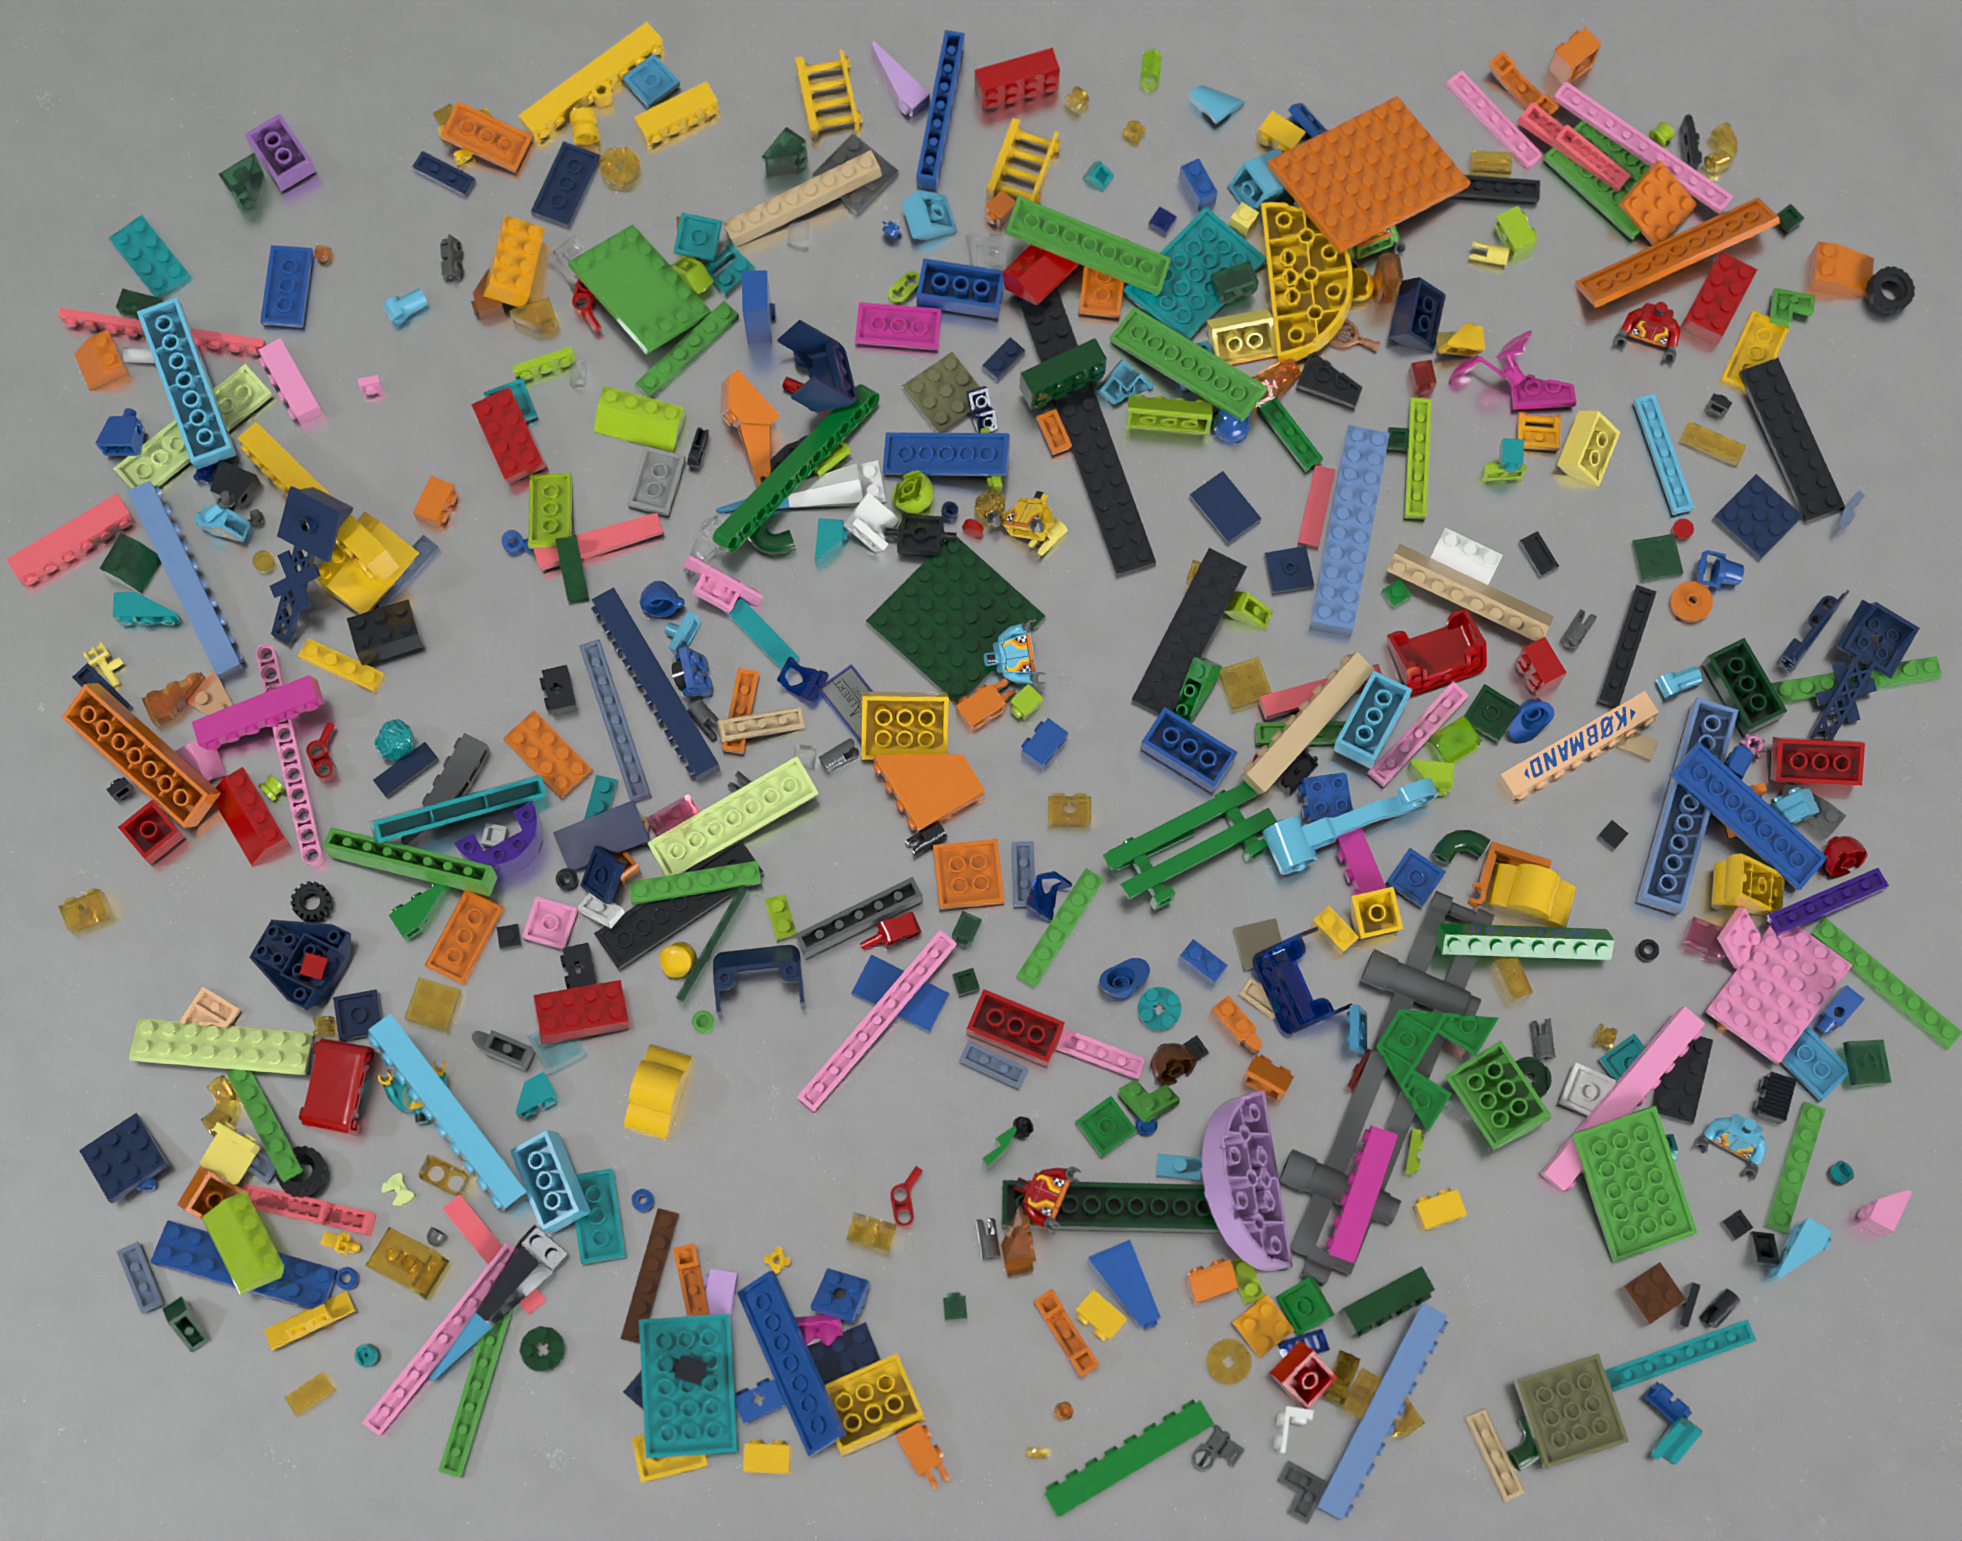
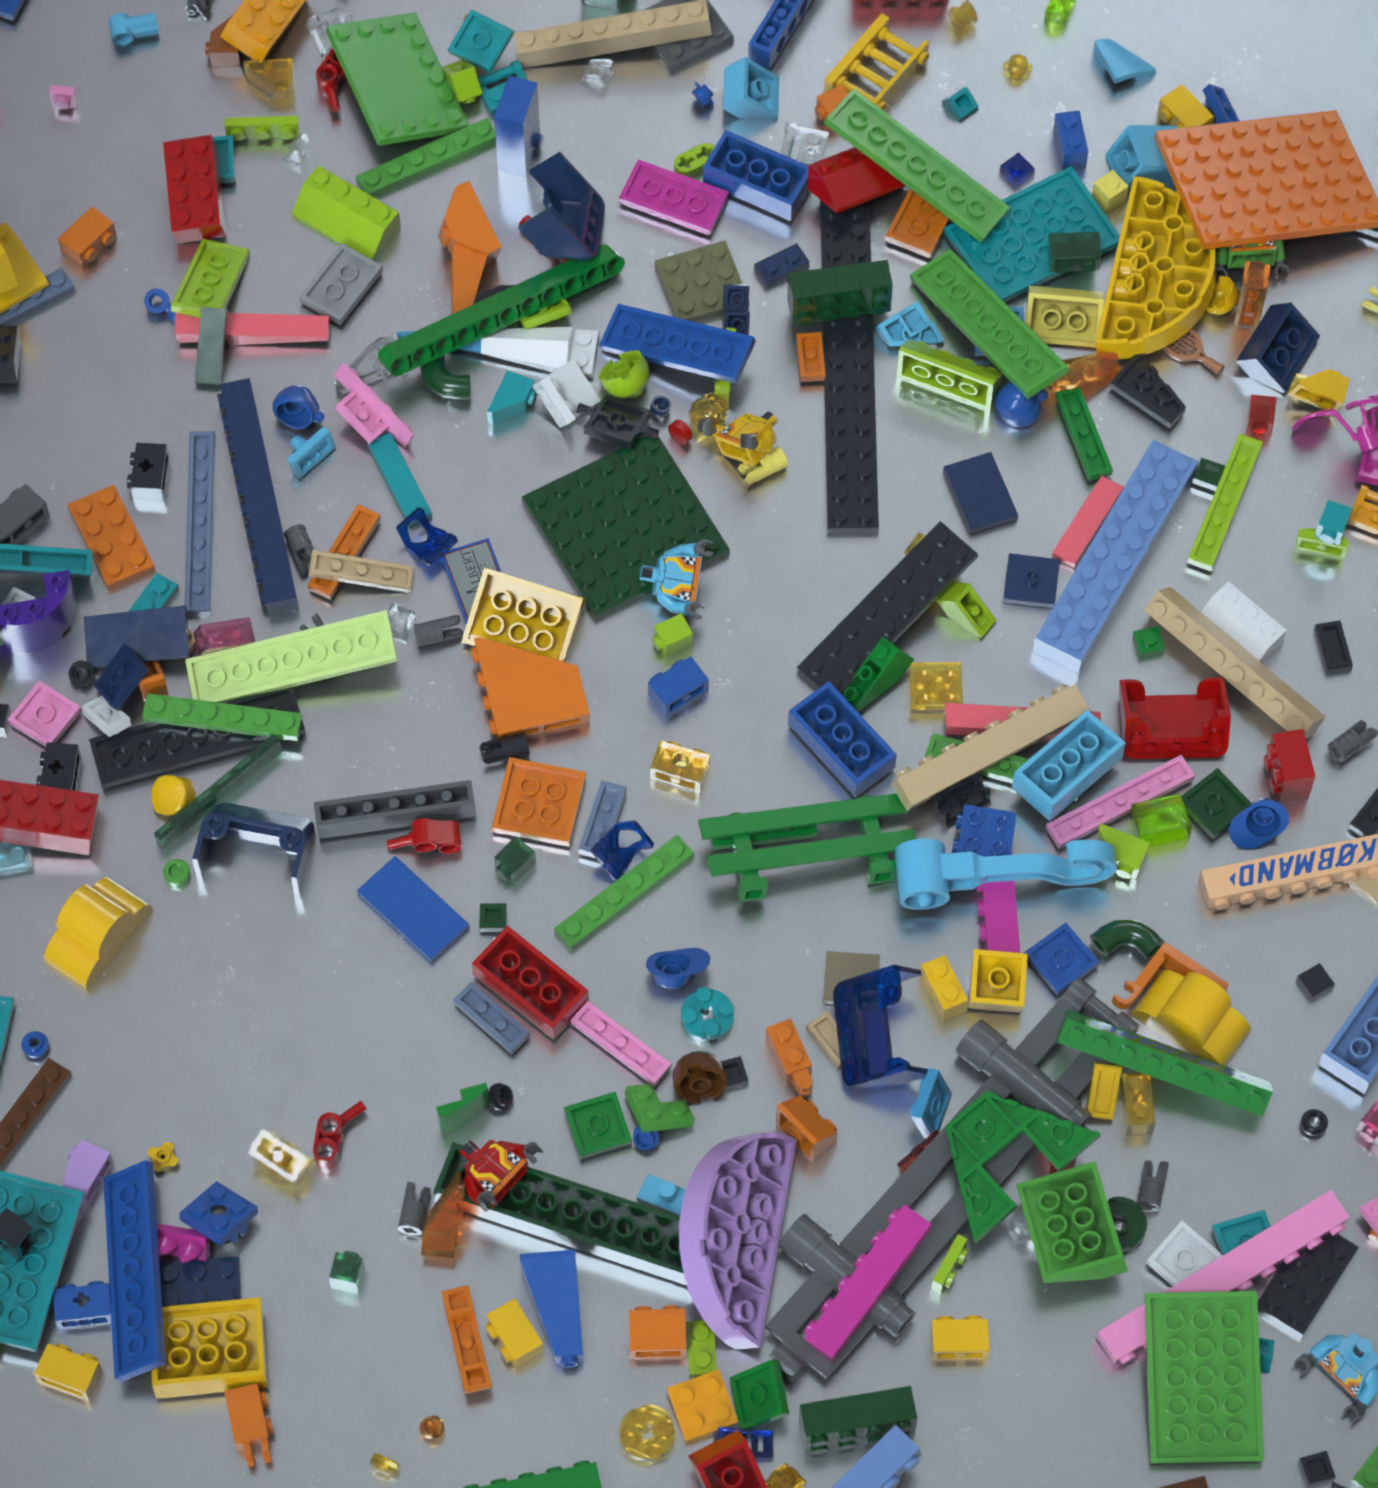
camera: 20 degrees right, 10 degrees down
(691, 673) = (303, 493): blue piece -> none
(691, 1280) = (57, 1143): orange slope -> none
(698, 447) = (400, 261): black piece -> none
(780, 917) = (307, 785): lime plate -> none
(876, 1021) = (373, 927): bright pink plate -> none
(983, 704) = (623, 623): orange hinge -> none
(1202, 962) = (775, 977): blue brick -> none
(1483, 976) = (1103, 1090): none -> yellow tile
(1605, 1036) = (1228, 1203): clear yellow wheel -> none

